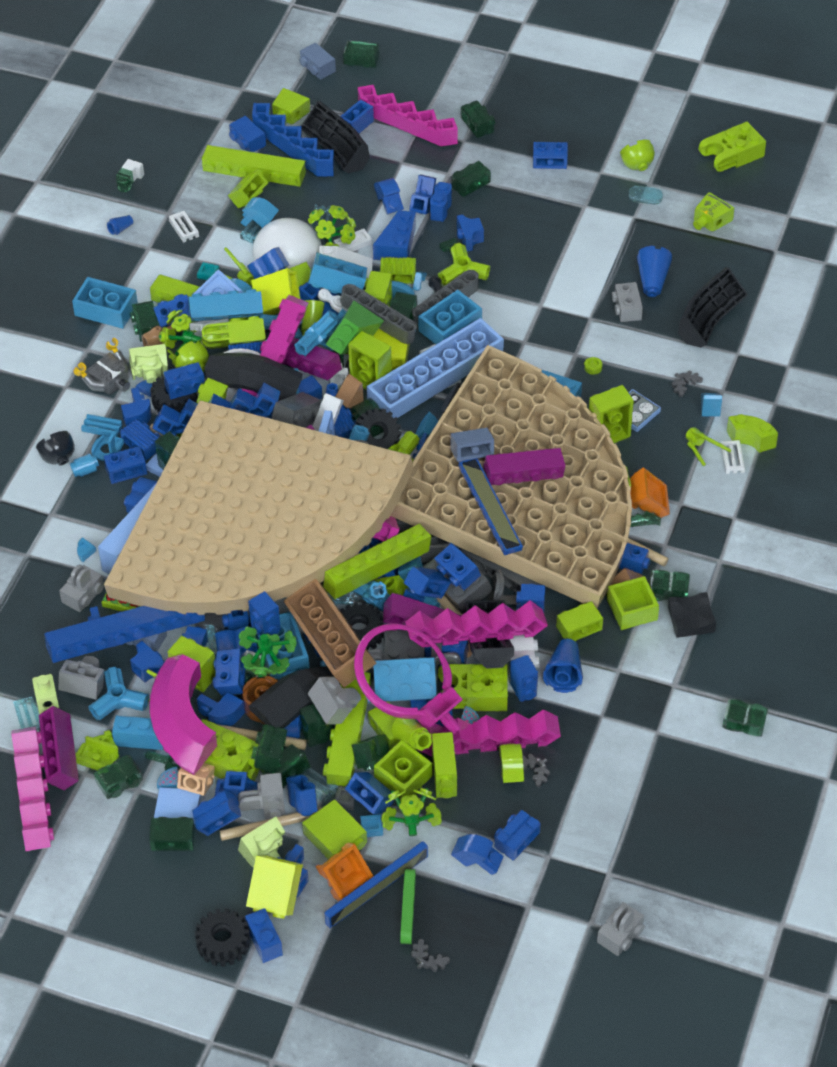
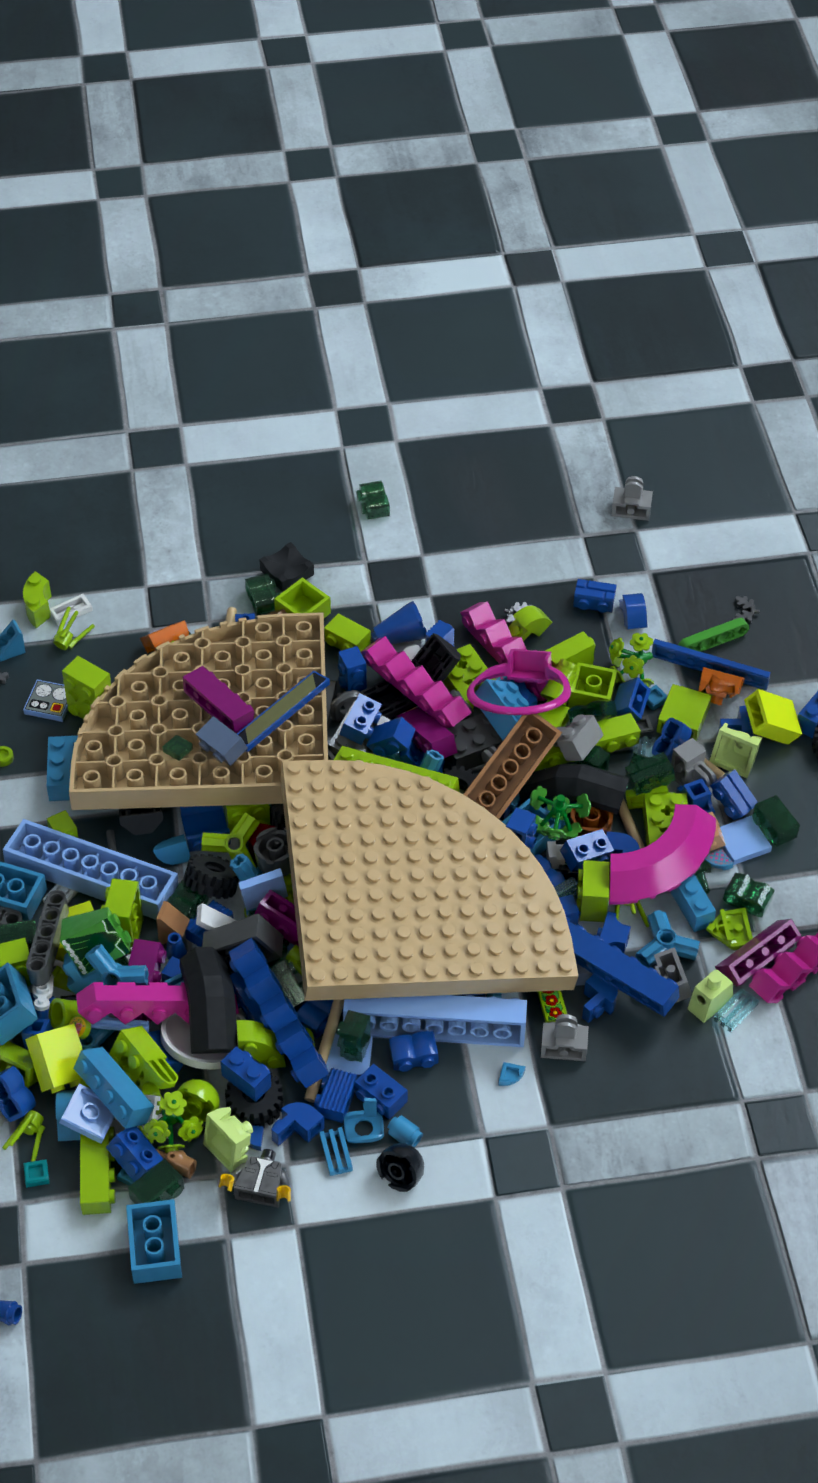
camera: 120 degrees left, 0 degrees up
(490, 421) = (177, 747): none -> clear green tile

